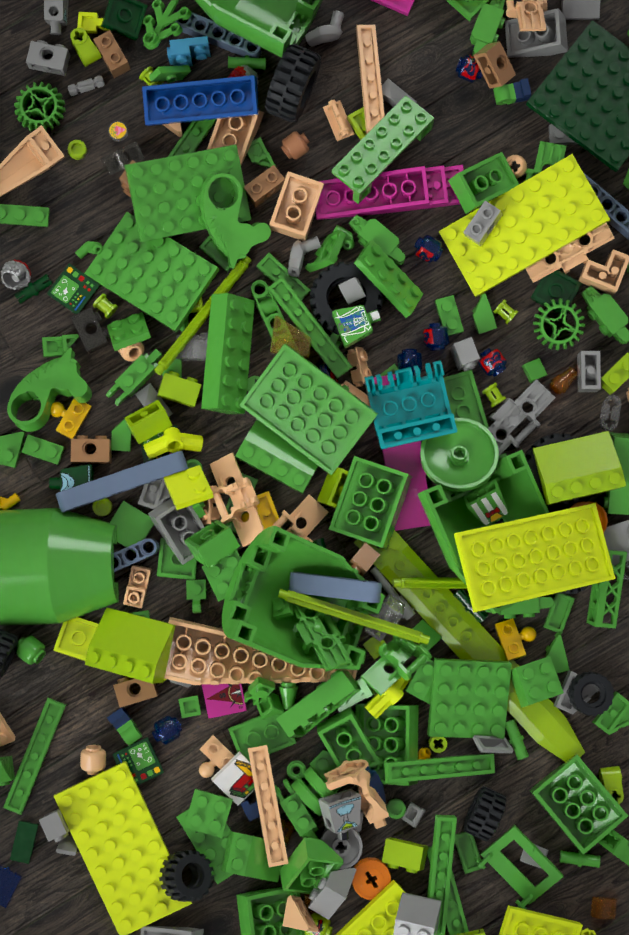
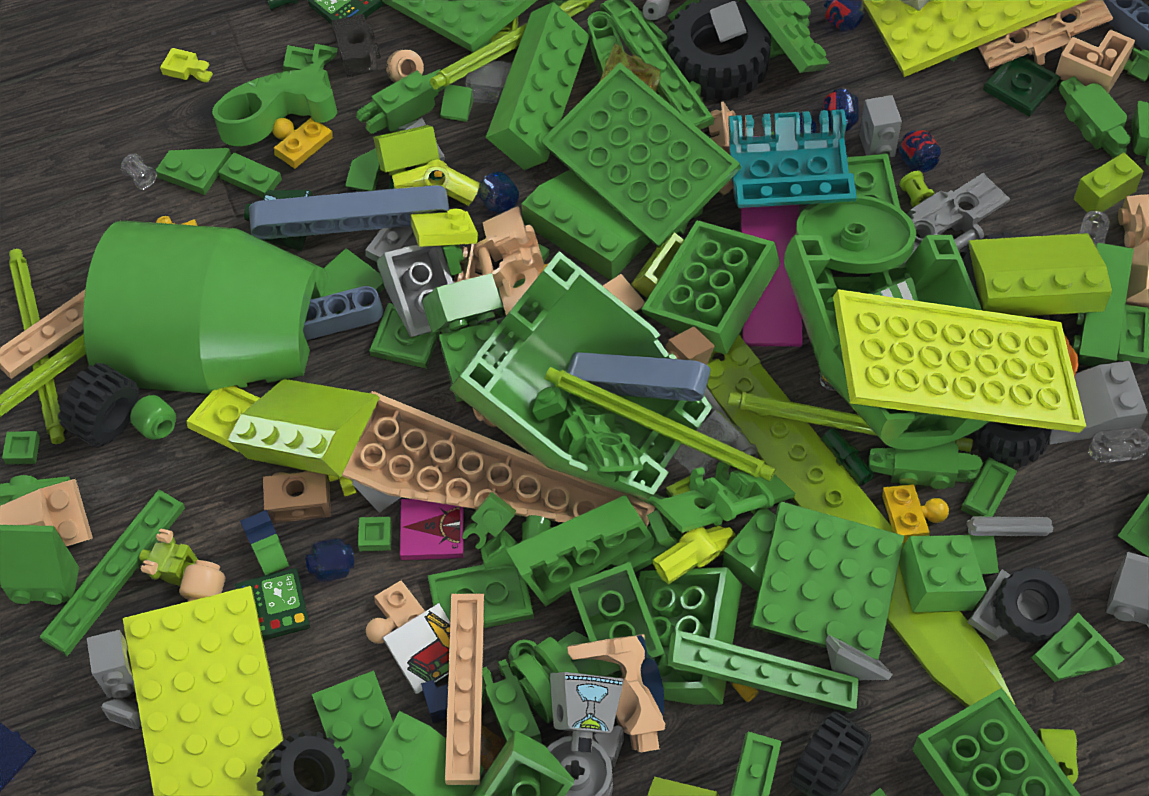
camera: 15 degrees right, 25 degrees down
(24, 842) = (56, 695): dark green tile -> none
(67, 747) = (167, 559): none -> lime piece
(79, 453) = (316, 175): medium nougat brick -> none
(102, 507) = (314, 252): lime tile -> none
(105, 306) = (387, 26): lime bush -> none
(128, 331) = (418, 43): bright green plate -> none
(137, 586) = (338, 360): light nougat slope -> none
(179, 389) = (460, 123): lime brick -> none
(196, 591) = (423, 380): bright green plate -> none
(208, 813) = (365, 690): bright green plate -> none
(216, 441) = (498, 190): none -> head
(354, 323) = (724, 56): torso -> none
(396, 808) = (680, 743): bright green tile -> none
(413, 814) = (710, 758): light grey slope -> none
(438, 749) = (764, 638): lime bush -> none
(449, 315) = (862, 84): bright green plate -> none
(483, 315) = (913, 98): bright green slope -> none
(503, 305) = (946, 94): lime bush -> none
(516, 739) = (899, 664): bright green pin -> none
(534, 370) = (976, 165): bright green slope -> none
(543, 318) = (1031, 127): bright green gear -> none
(563, 381) = (1020, 187): clear orange cone -> none
(573, 641) = (1009, 526): none -> light grey axle
(589, 371) = (1063, 174): light grey brick -> none
(600, 591) = (1056, 465): bright green fence -> none

